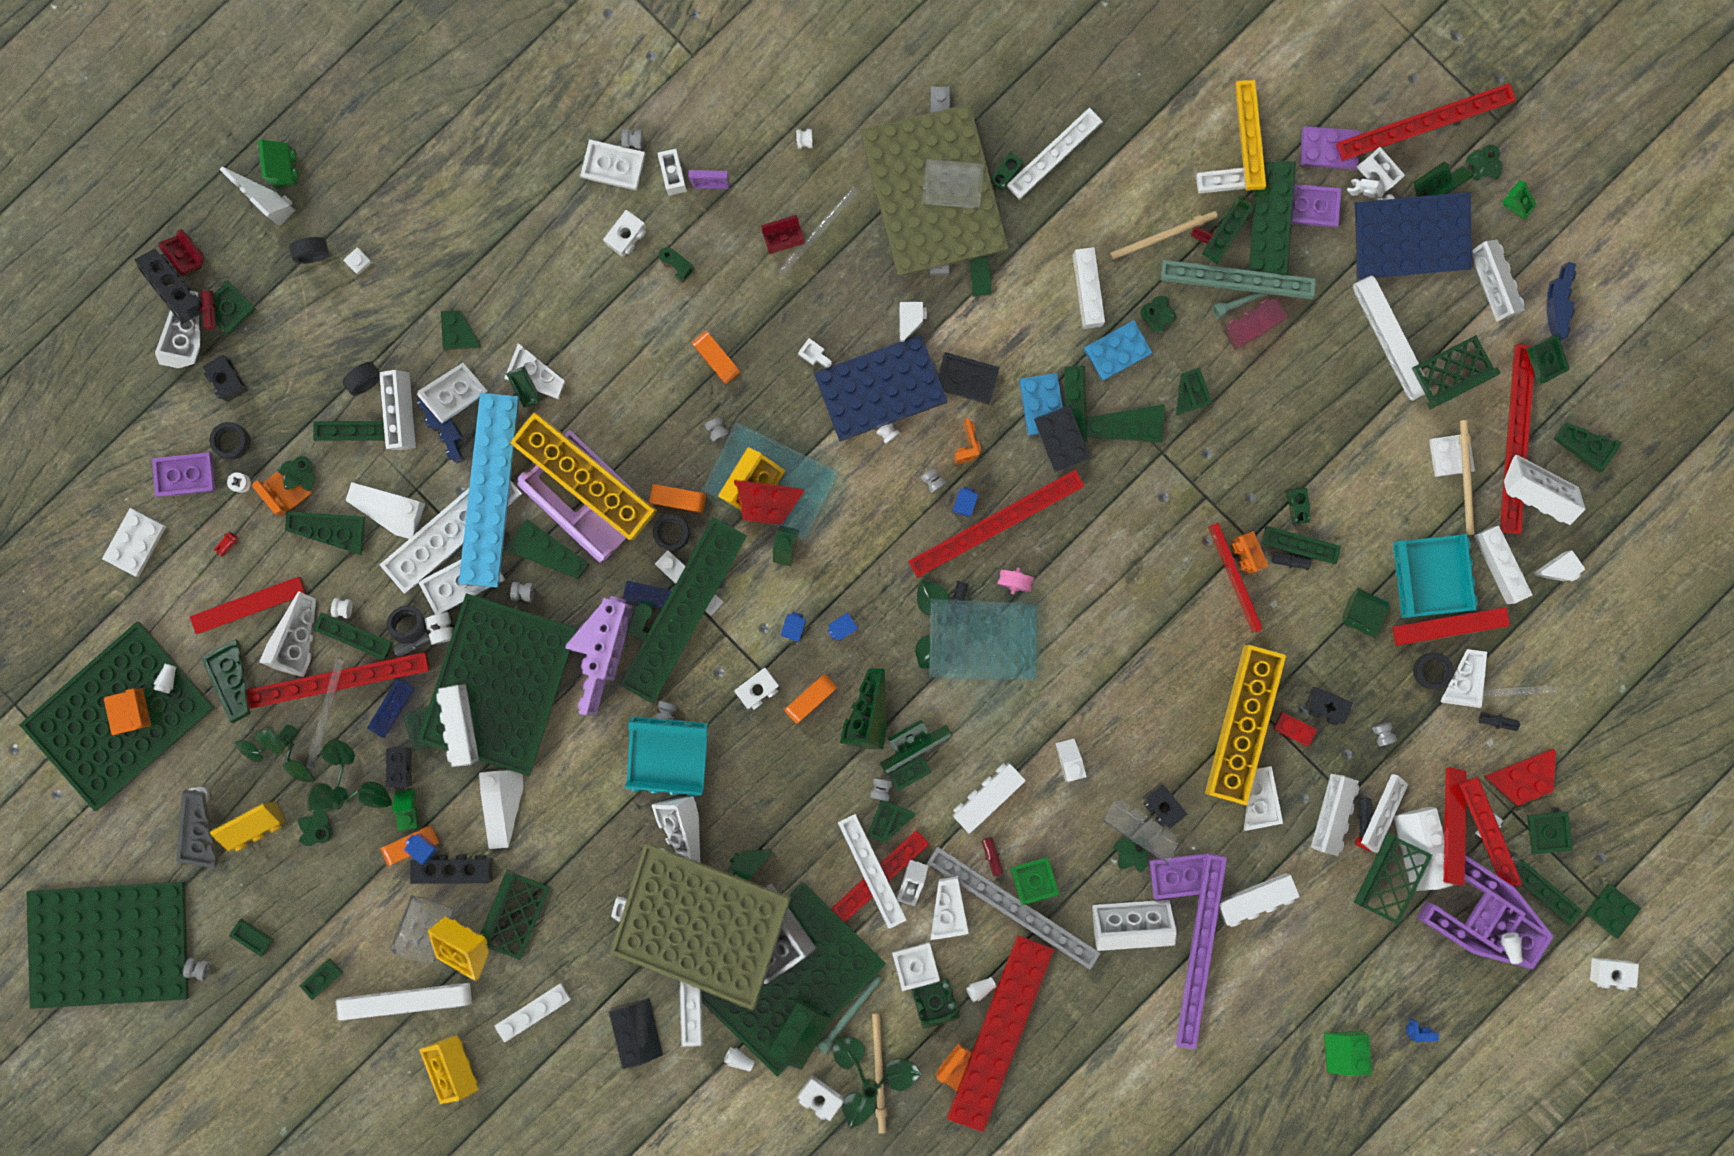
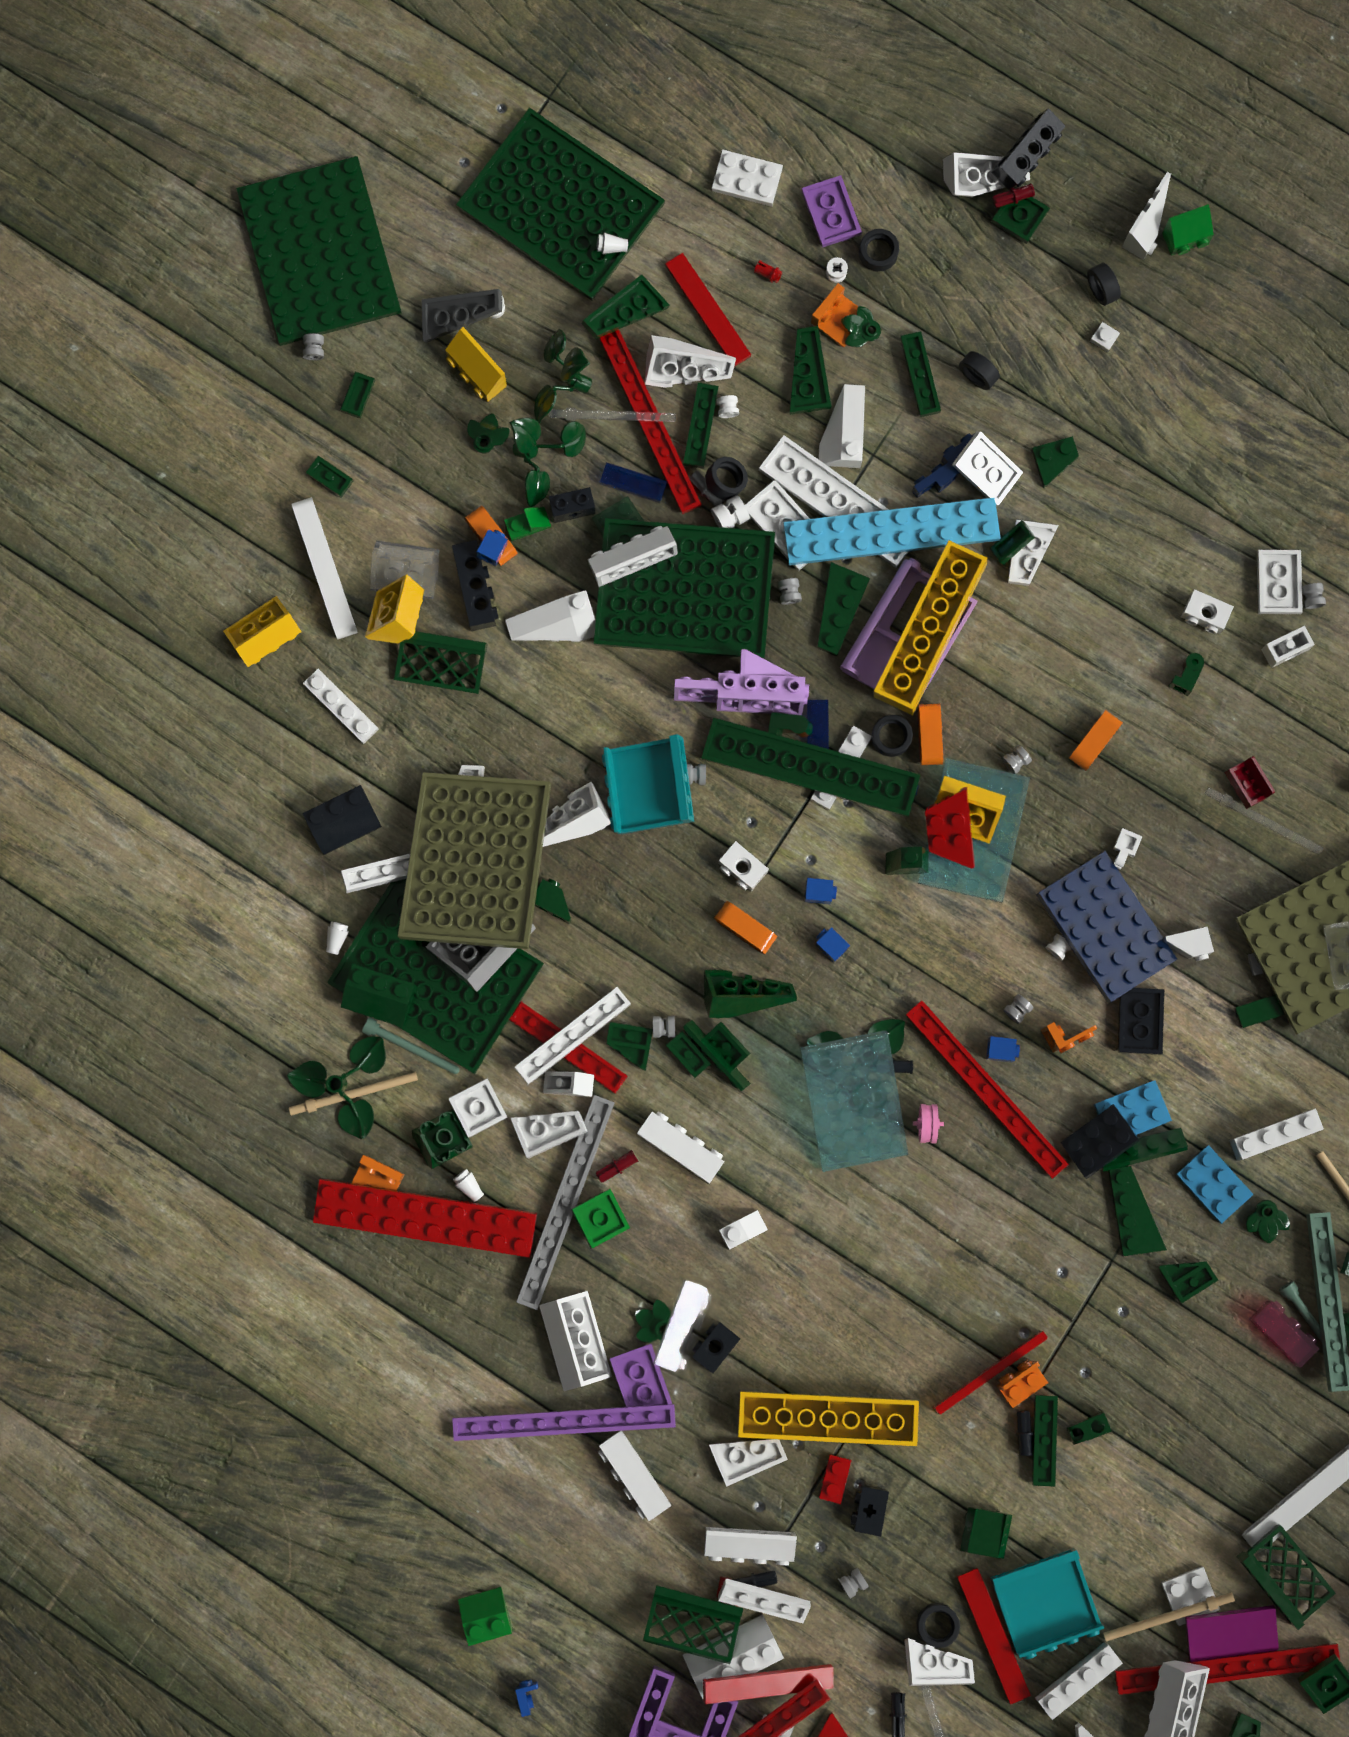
camera: 80 degrees right, 5 degrees down
(127, 711) = (569, 213): orange bracket -> none
(182, 253) = (1067, 154): dark red bracket -> none
(216, 370) = (939, 240): black brick -> none
(397, 410) = (954, 415): white brick -> none
(709, 179) = (1290, 688): medium lavender plate -> none
(814, 1088) = (324, 1027): white brick -> none
(1490, 428) = (1232, 1633): none -> magenta tile

